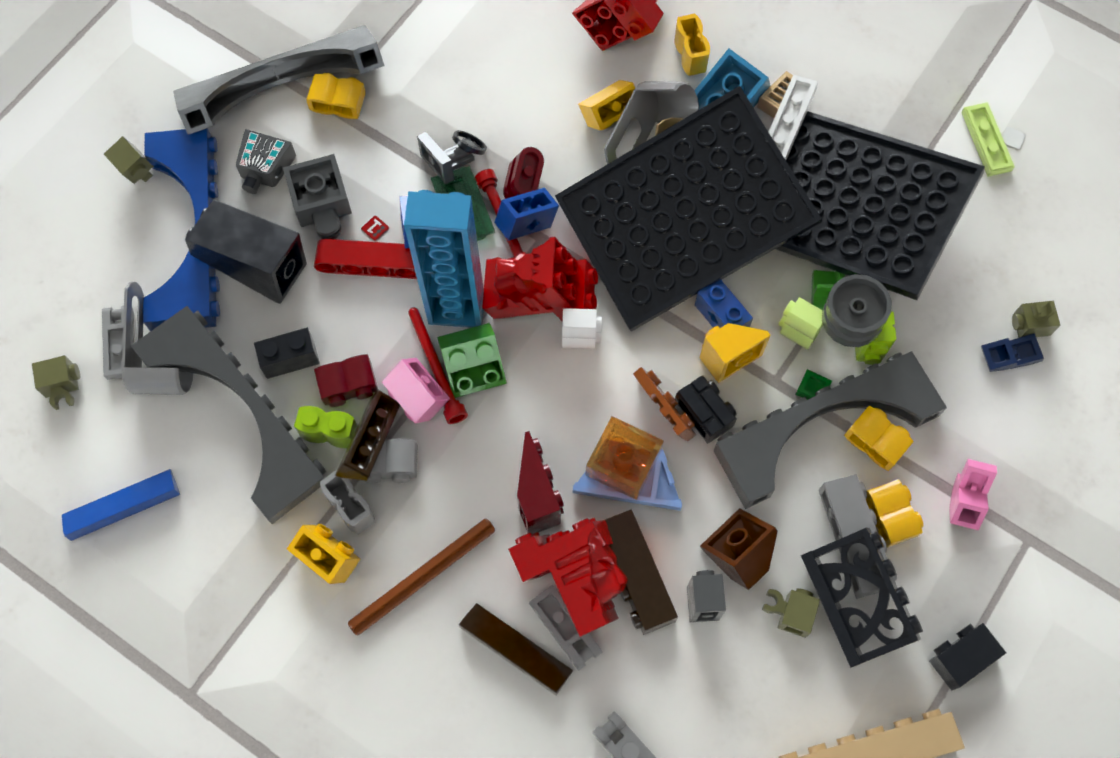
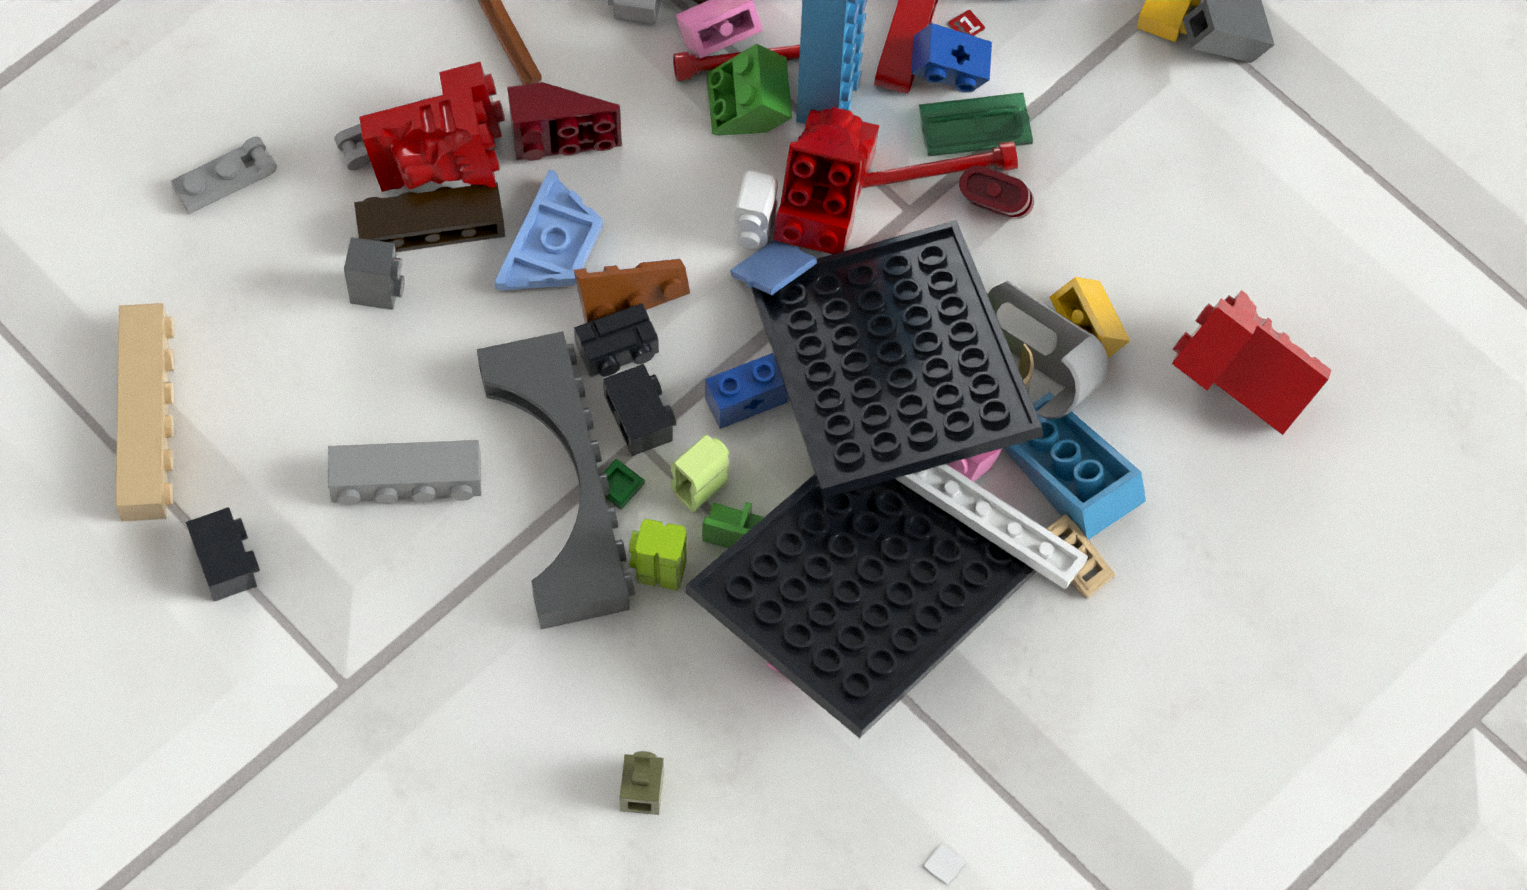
camera: 100 degrees right, 5 degrees down
(452, 158) = (1043, 109): dark grey piece -> none
(516, 648) = (377, 79): dark brown slope -> none
(526, 213) = (934, 180): blue brick -> none
(620, 312) = (773, 267): none -> medium blue piece
(624, 457) = (565, 215): clear orange brick -> none
(692, 44) = (1178, 444): yellow brick -> none
(731, 349) = (681, 369): yellow slope -> none
(742, 548) = (423, 333): reddish brown slope -> none
(757, 381) = (638, 409): none -> black brick
(796, 611) = (331, 378): olive brick -> none
(853, 637) = (297, 423): black fence -> none
(856, 310) = (677, 493): dark grey wheel -> none
(879, 437) = (525, 533): yellow brick -> none
(893, 512) = (422, 522): yellow brick -> none
(970, 493) = (415, 616): bright pink brick -> none
(987, 139) = (947, 822): yellowish green tile -> none
(1013, 353) = (603, 743): dark blue slope -> none

